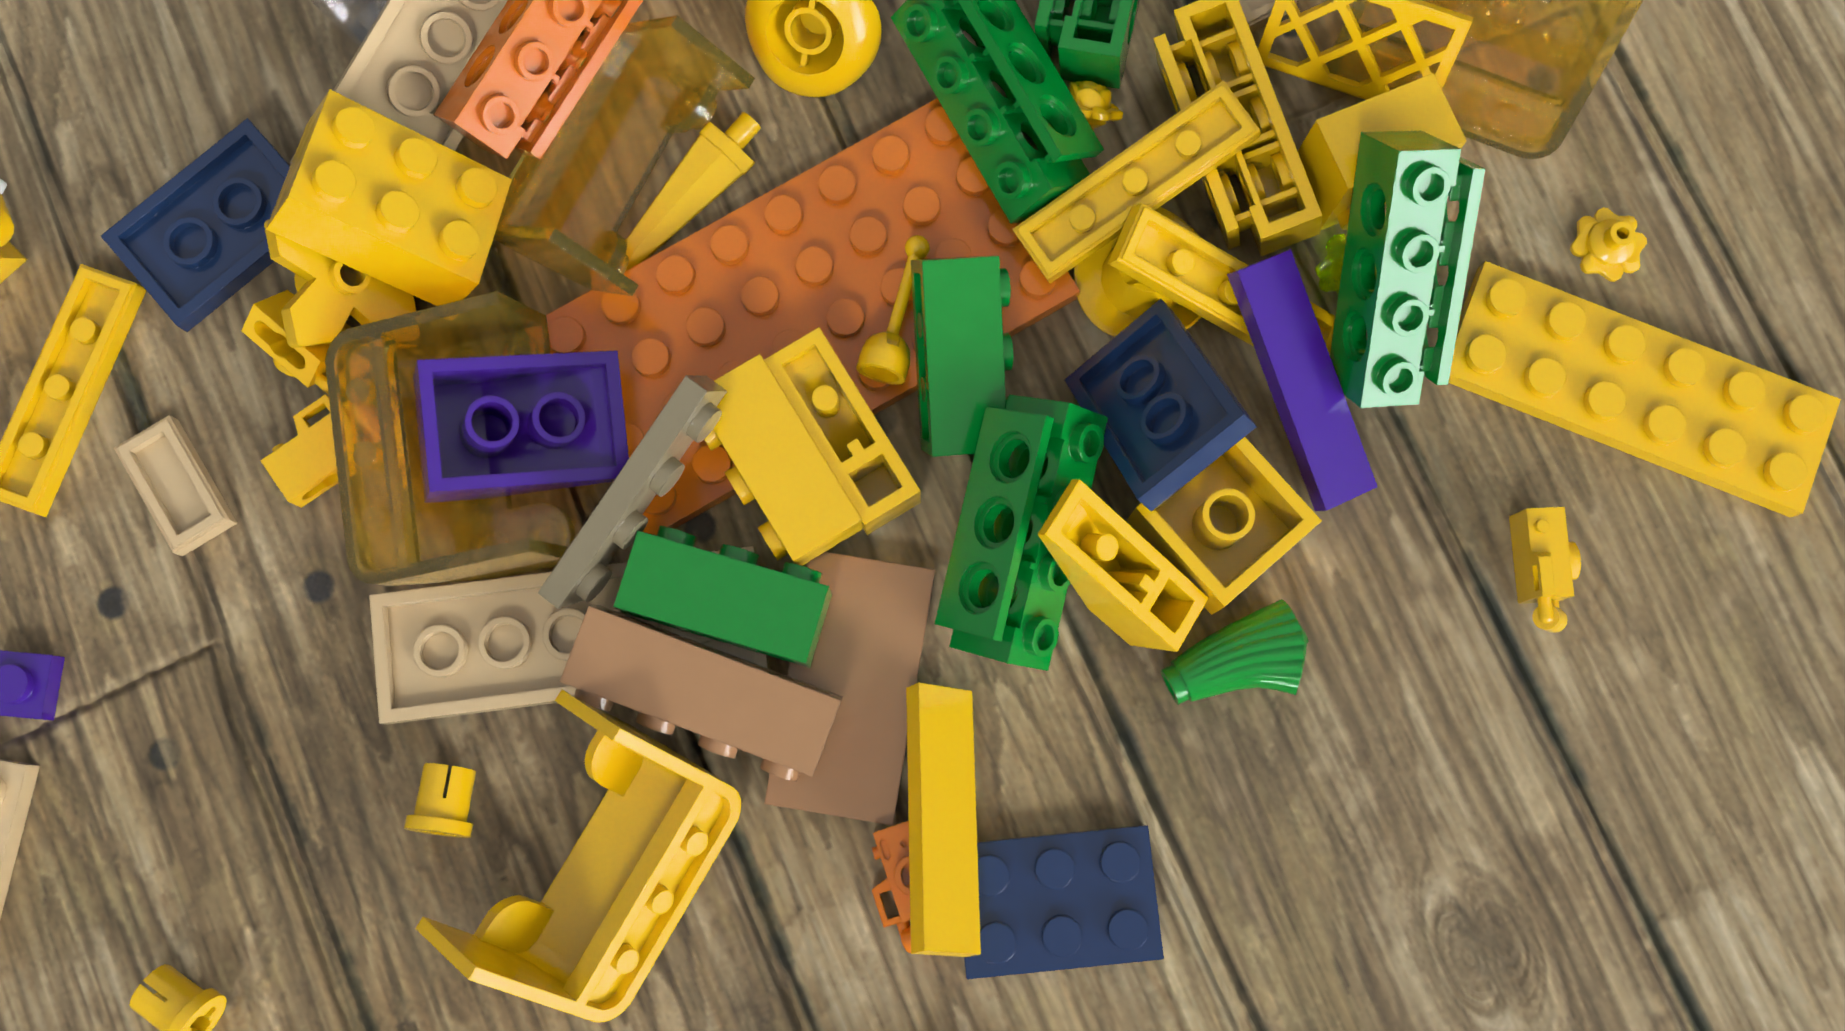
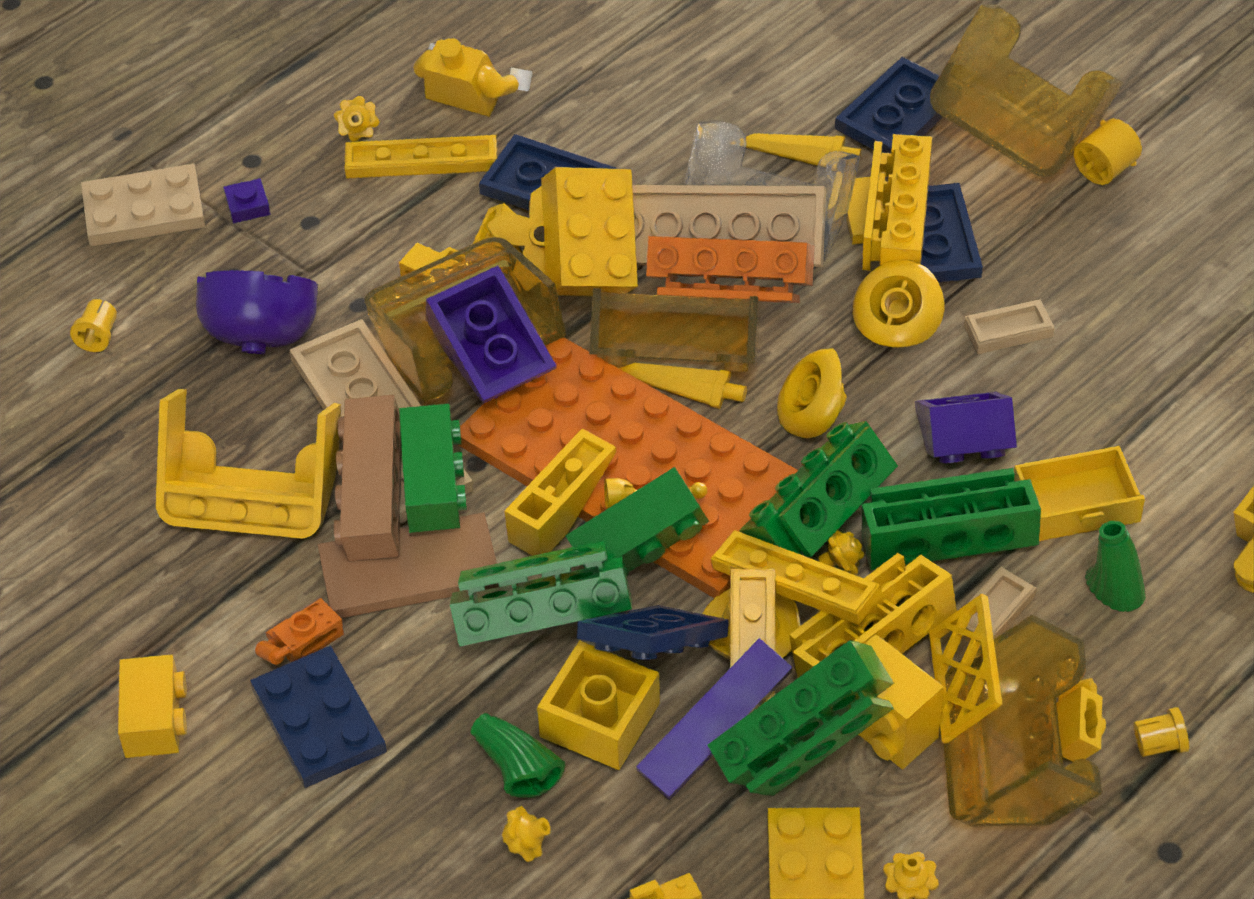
camera: 70 degrees right, 30 degrees down
(175, 485) = (388, 222): tan tile -> none
(286, 756) = (255, 308): none -> dark purple cylinder
(439, 814) = (256, 396): yellow bush -> none
(648, 472) = (474, 390): dark tan plate -> none
(780, 466) = (519, 459): yellow brick -> none
(942, 822) = (342, 623): yellow tile -> none
(1120, 572) = (535, 637): yellow slope -> none
(1371, 692) = (525, 833): none -> yellow plant

